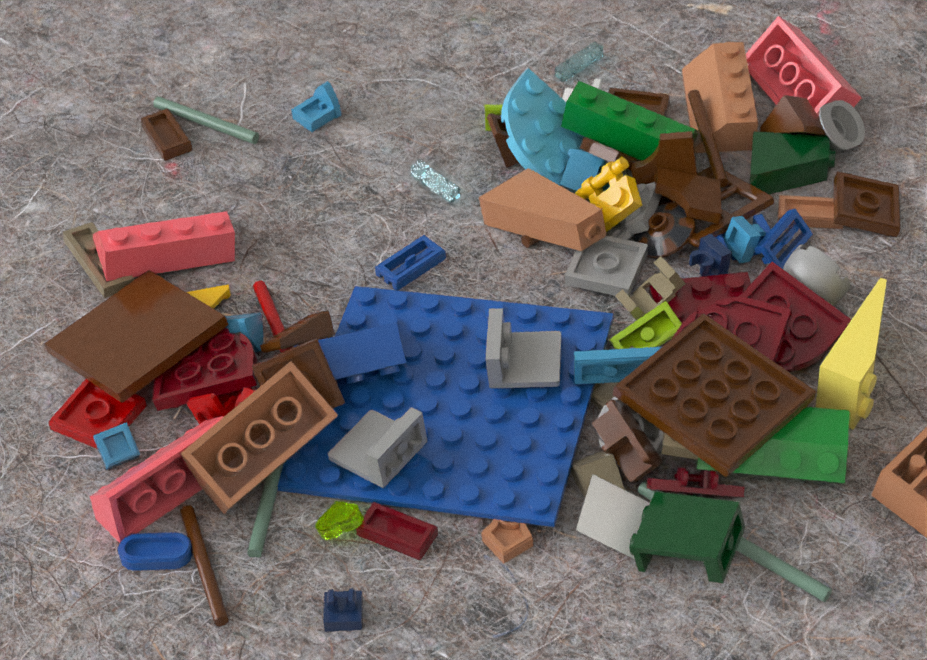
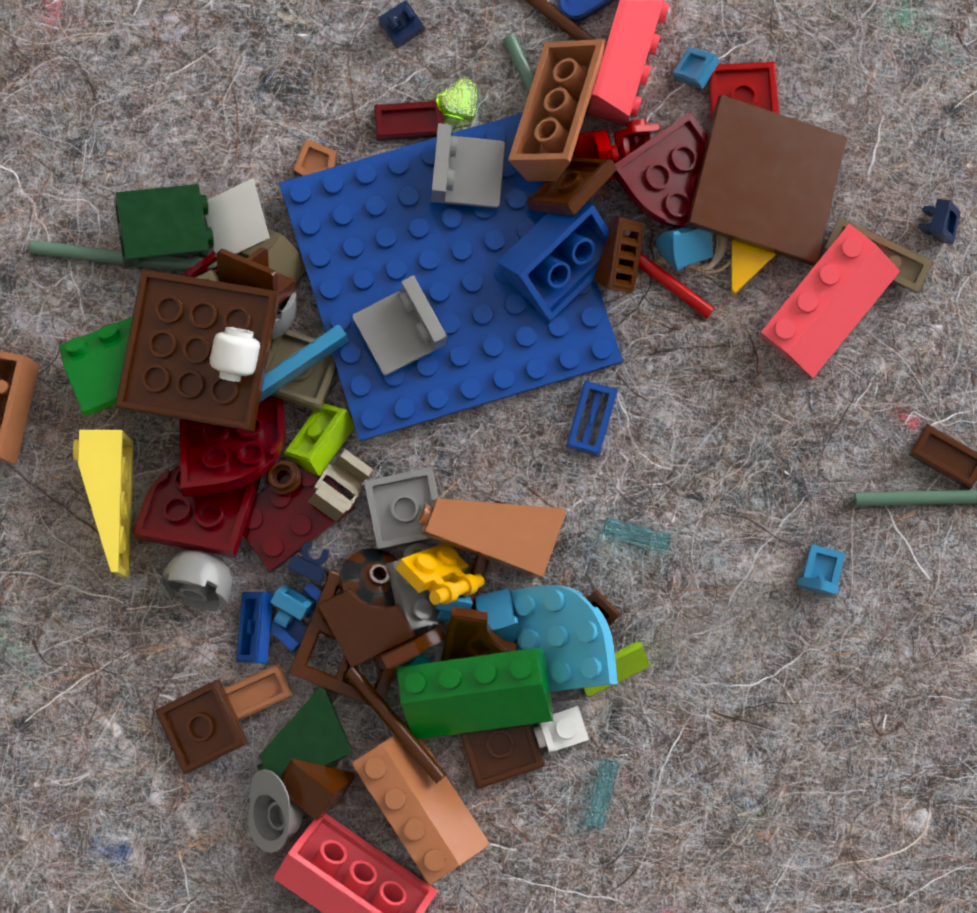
camera: 145 degrees right, 35 degrees up
(30, 254) = (944, 221): none -> dark blue tile
(683, 349) = (234, 353): none -> white head
(692, 302) = (277, 470): none -> reddish brown plate

